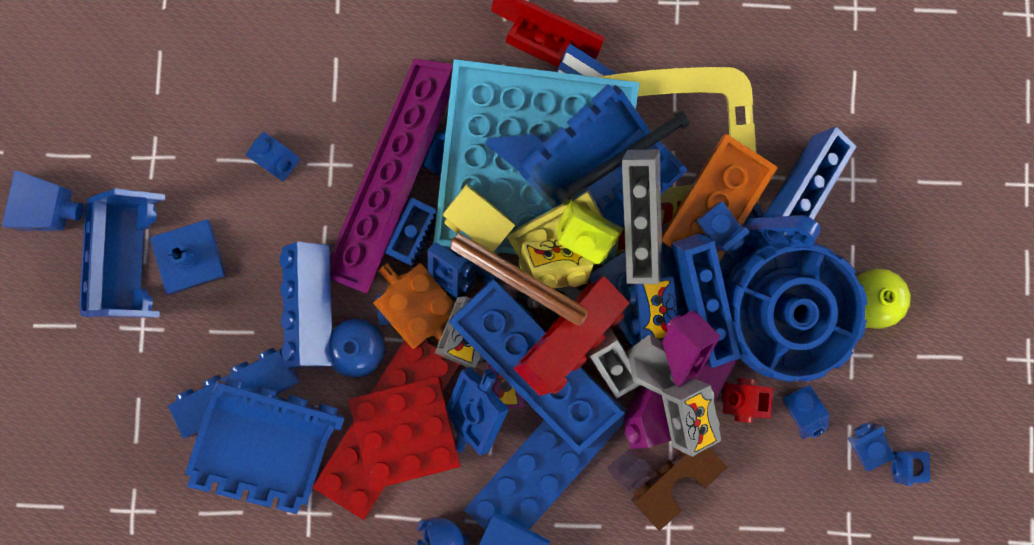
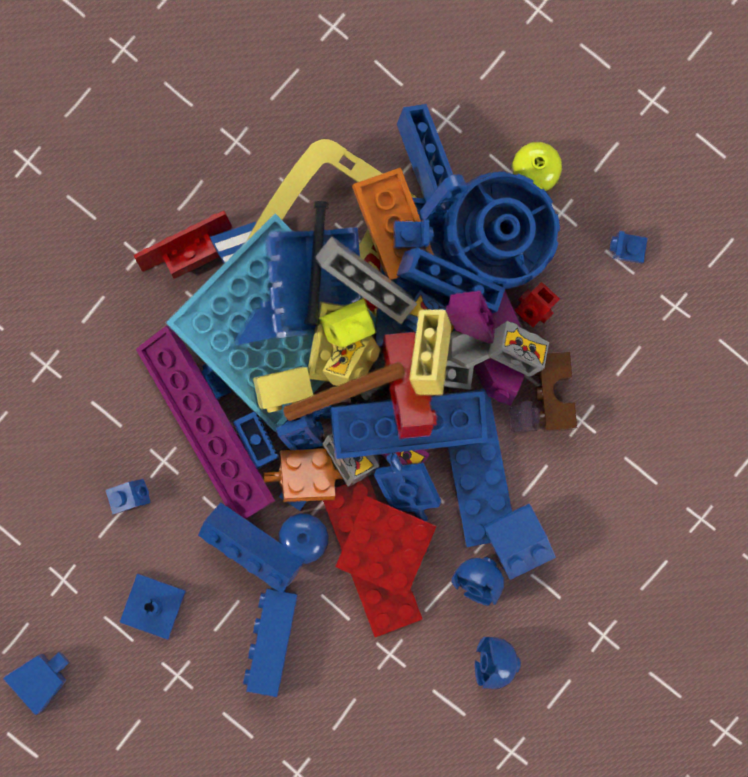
camera: 60 degrees left, 0 degrees up
(114, 254) = (112, 656): blue windscreen -> none
(260, 445) = (321, 647): blue hinge -> none
(621, 334) = (430, 352): none -> light yellow brick
(807, 412) = (575, 271): blue bracket -> none
(903, 467) = (656, 239): blue bracket -> none

